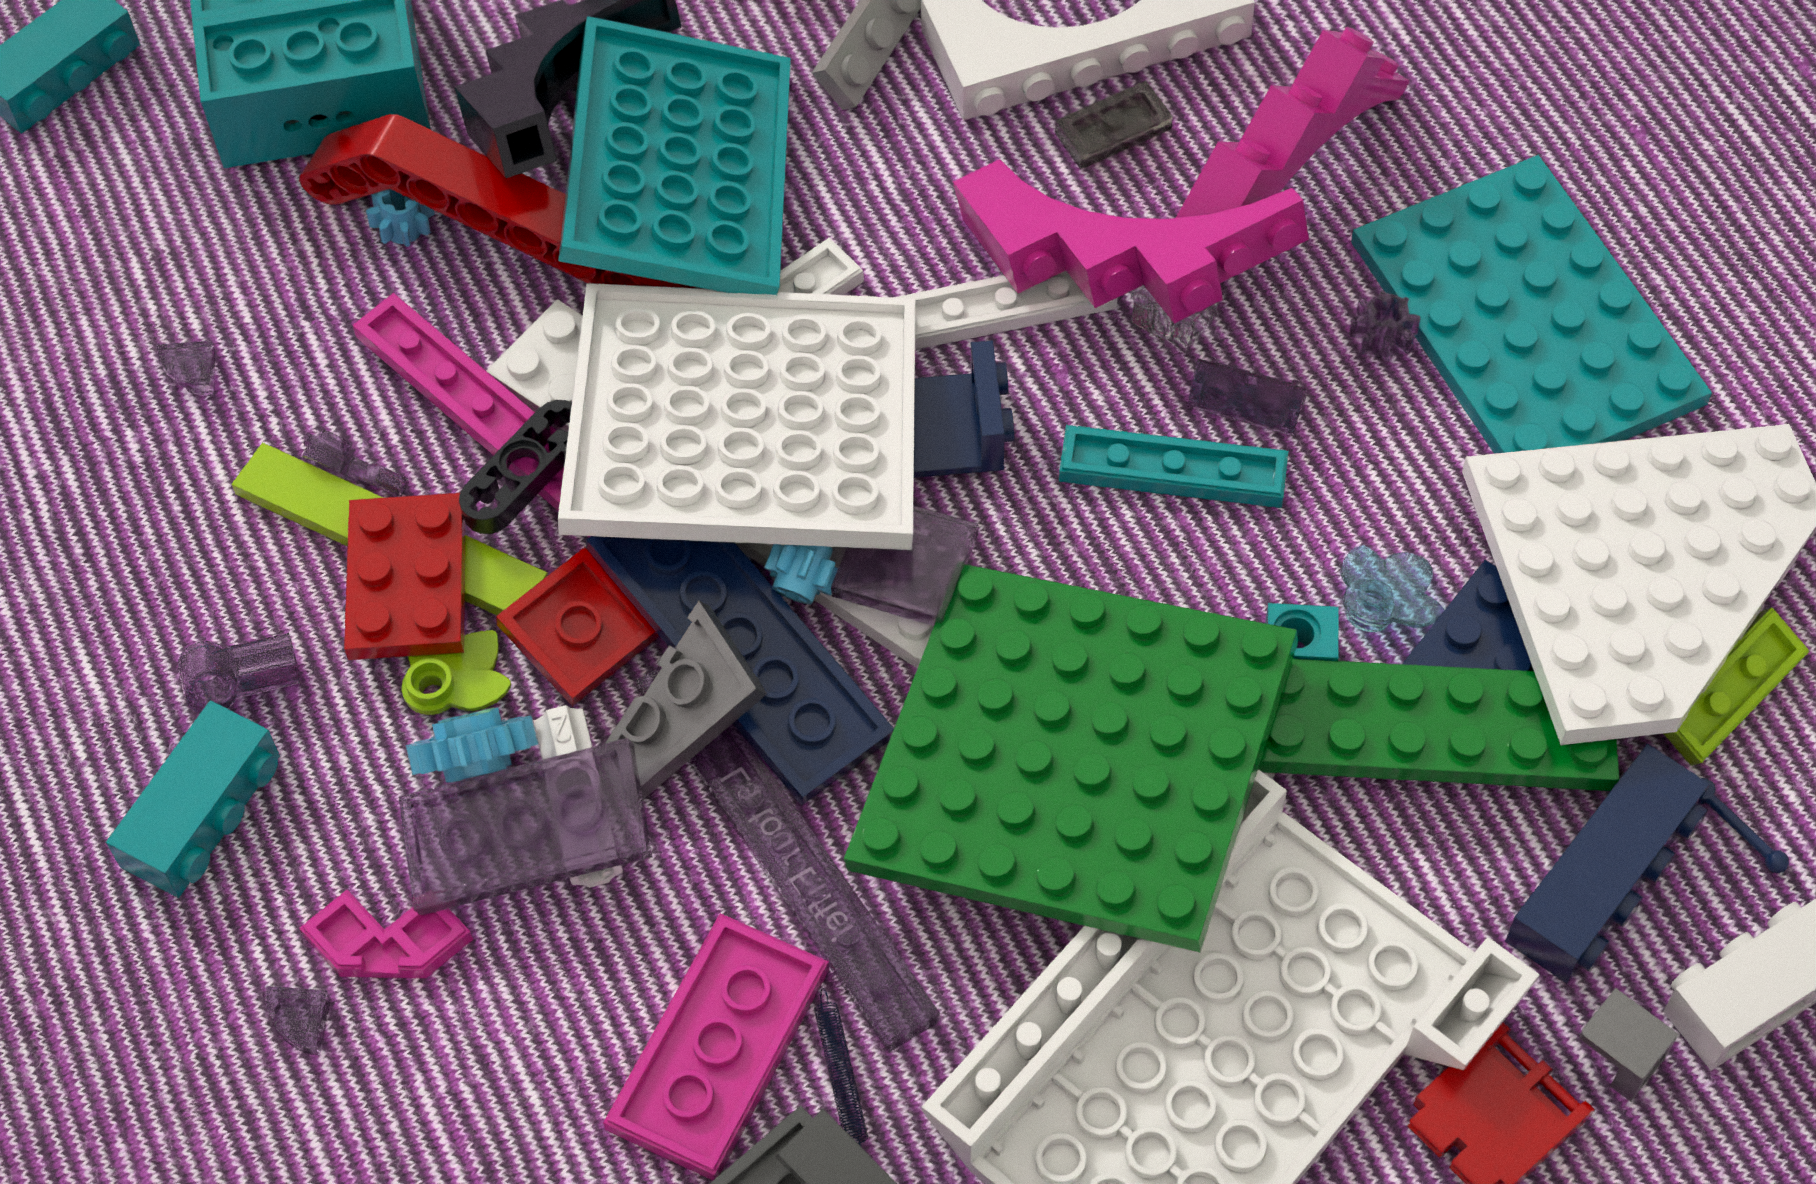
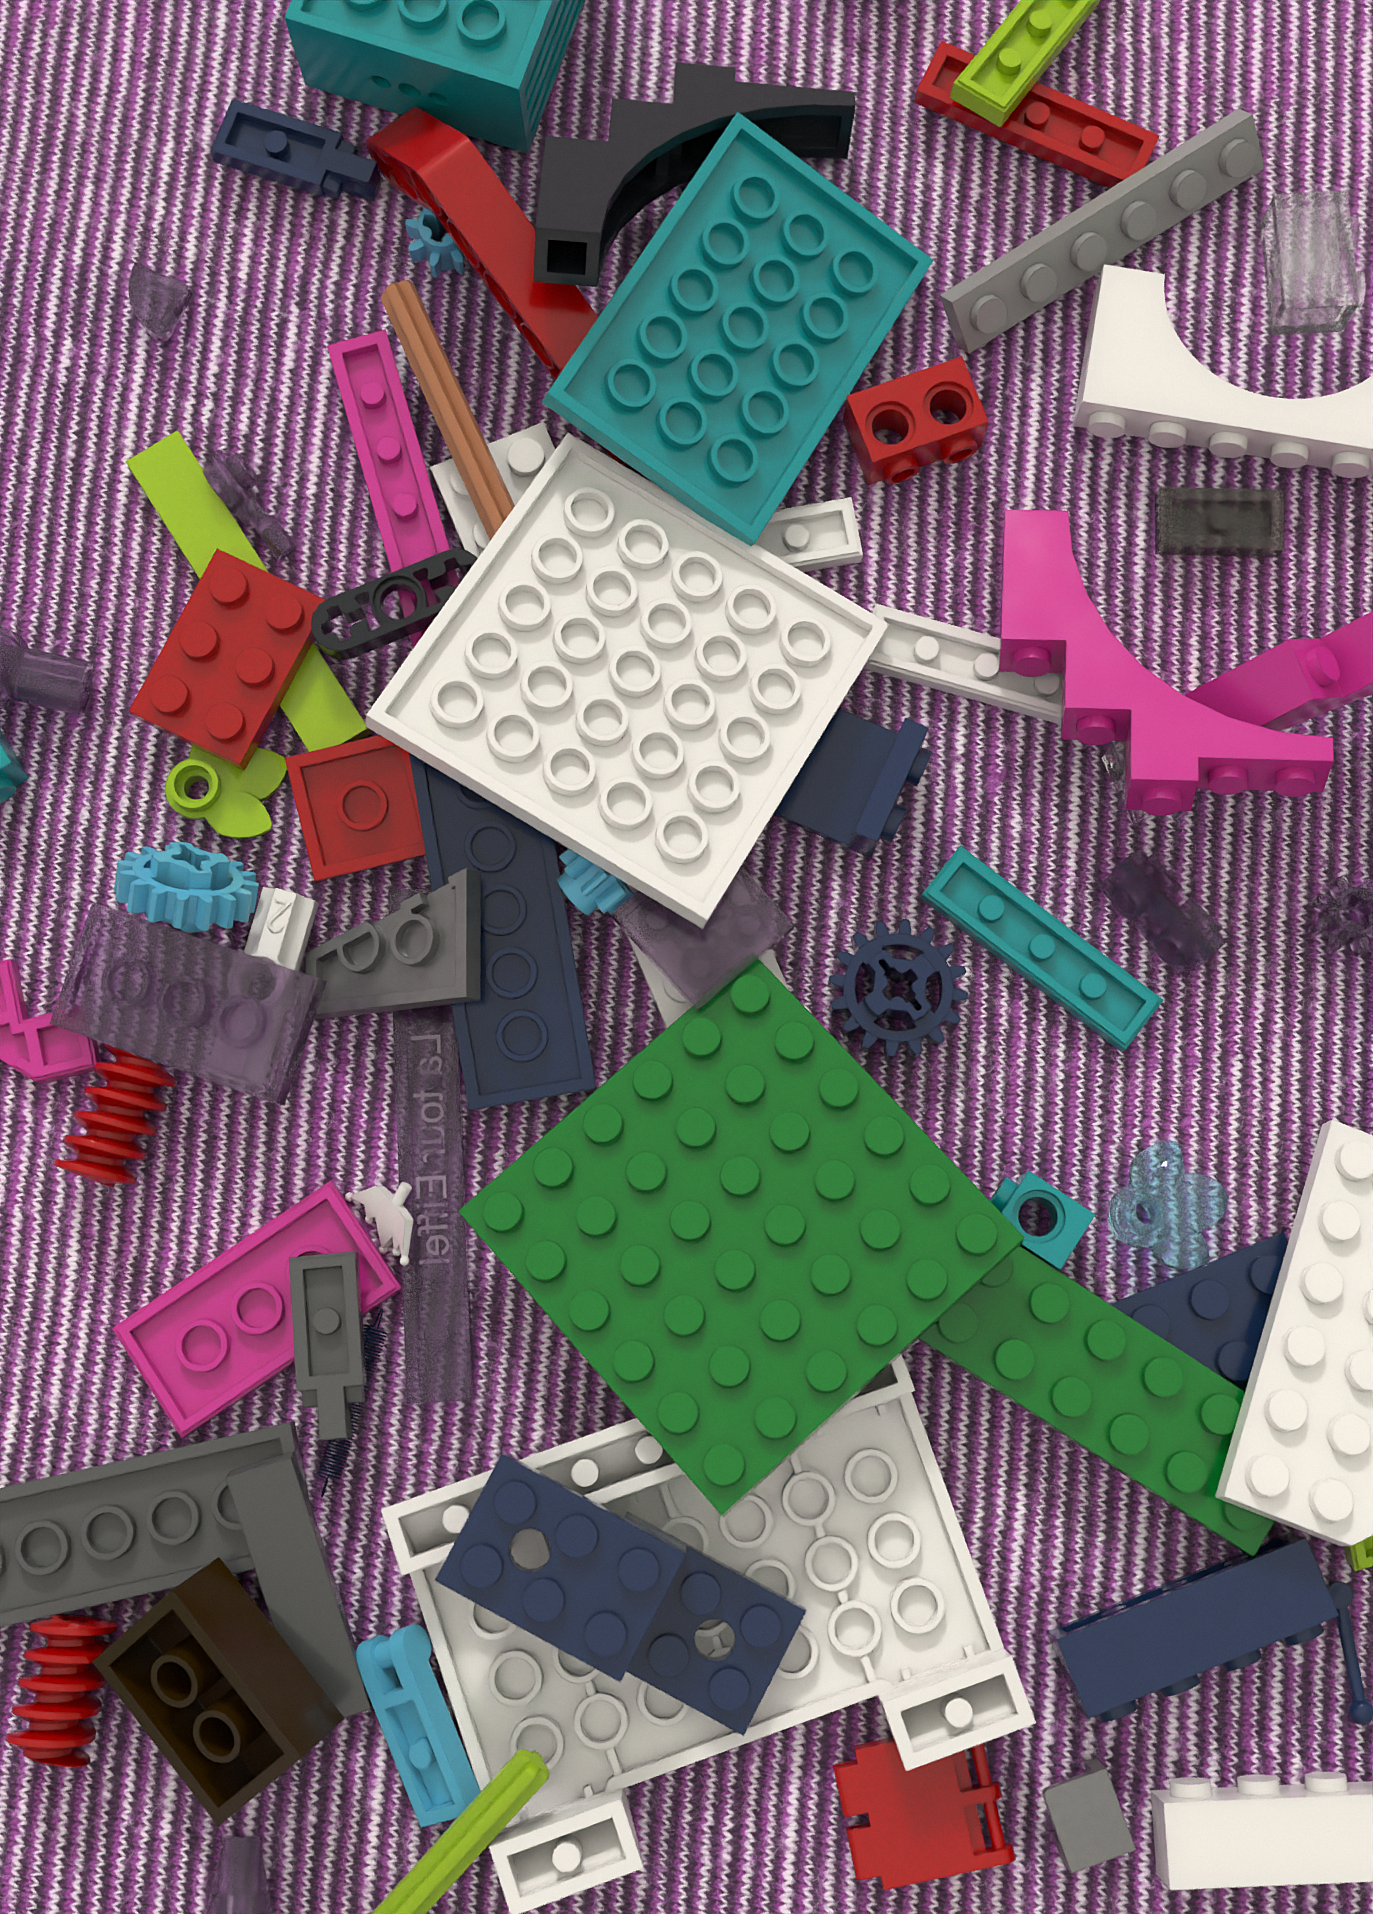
camera: 30 degrees right, 20 degrees up
(244, 213) = (293, 153): none -> dark blue hinge
(481, 314) = (448, 404): none -> nougat axle
(511, 955) = (116, 1118): none -> red piece
(786, 911) = (391, 1217): none -> white piece
(795, 1019) = (328, 1338): none -> dark grey hinge
(845, 165) = (907, 408): none -> red brick
(1081, 537) = (918, 972): none -> dark blue gear
(1157, 1058) = (620, 1594): none -> dark blue bracket

